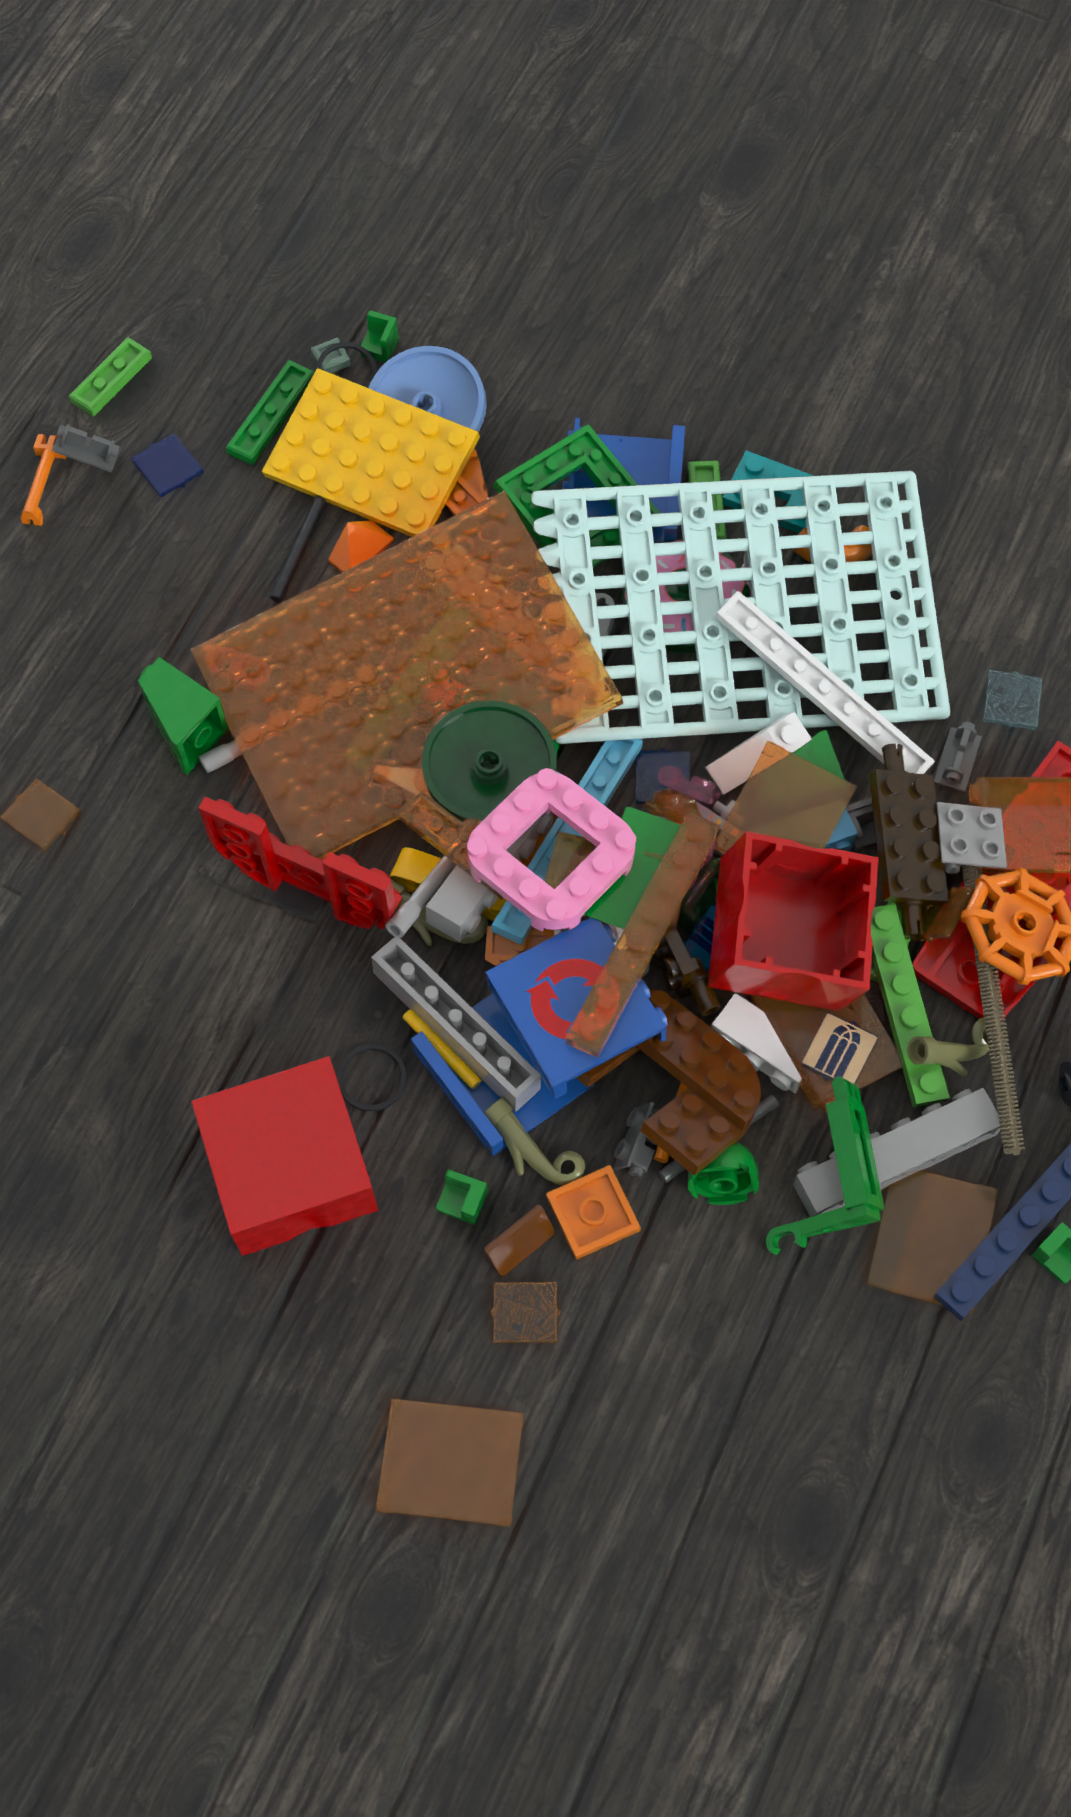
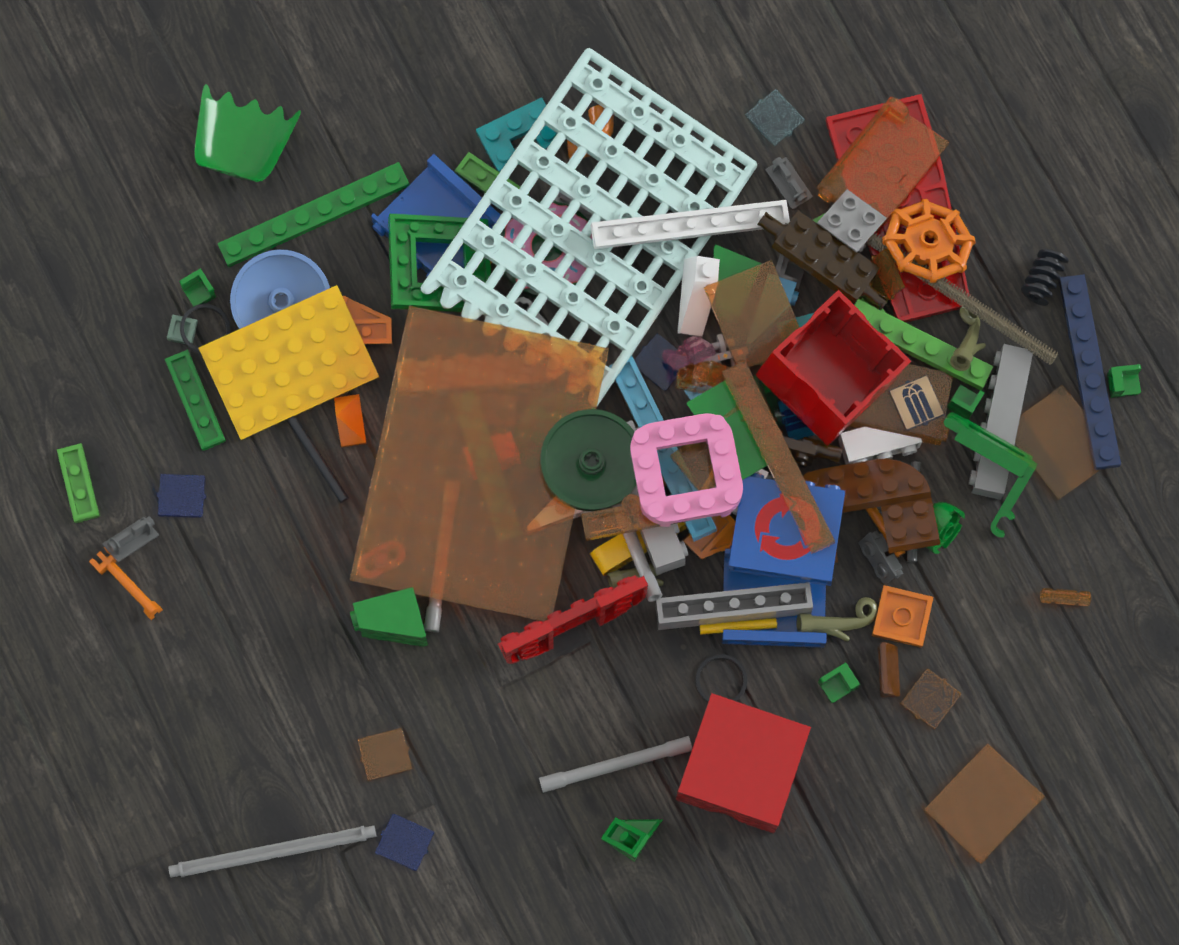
camera: 55 degrees left, 10 degrees up
(126, 1109) = (630, 835): none -> green slope
(138, 996) = (668, 749): none -> light grey piece
(546, 384) = (313, 214): none -> green plate
(556, 263) = (231, 130): none -> green piece
(762, 1374) = (1067, 597): none -> clear orange axle
(885, 1100) = (965, 402): none -> green panel

